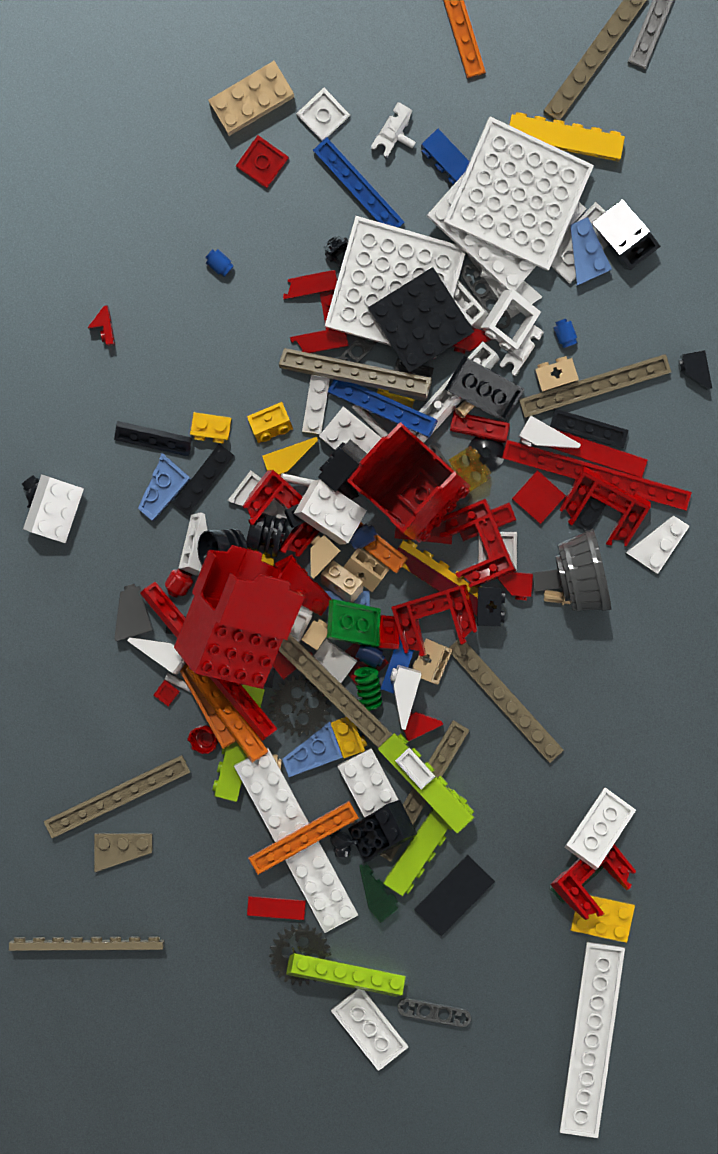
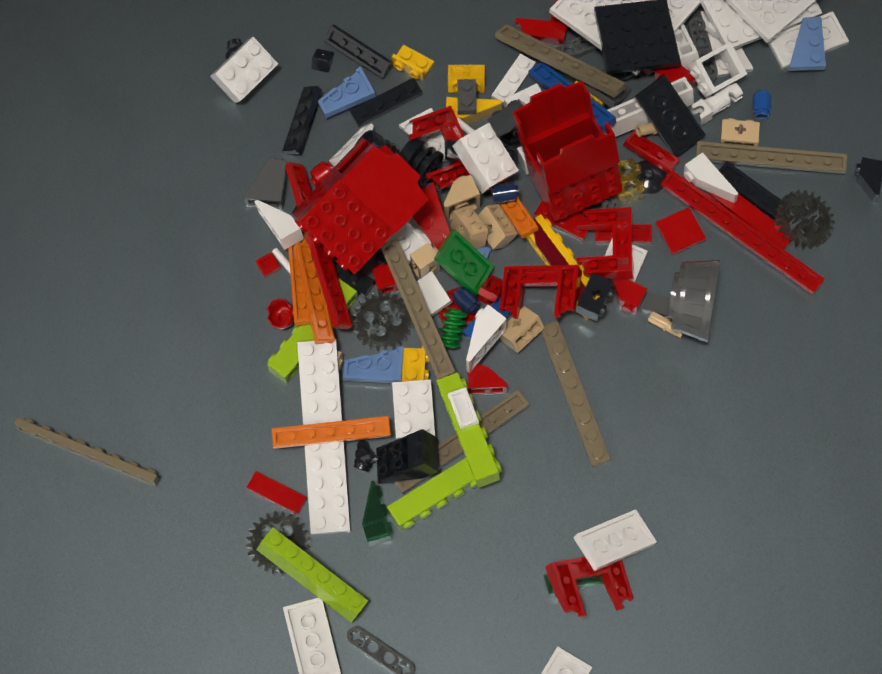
camera: 30 degrees right, 20 degrees down
(117, 796) = (179, 333): dark tan plate -> none
(118, 848) = (160, 380): dark tan wing -> none
(121, 459) = (322, 60): none -> black slope
(131, 533) = (301, 120): none -> black plate
(282, 449) = (466, 96): none -> dark grey plate
(454, 895) = (449, 550): black tile -> none
(589, 514) = (728, 259): black plate -> none
(612, 925) = (585, 635): yellow plate -> none
(626, 235) = (849, 43): slope -> none
(631, 506) = (764, 268): red wedge -> none
(658, 546) = (776, 314): white wing -> none
(664, 451) = (796, 204): none -> clear smoke gear

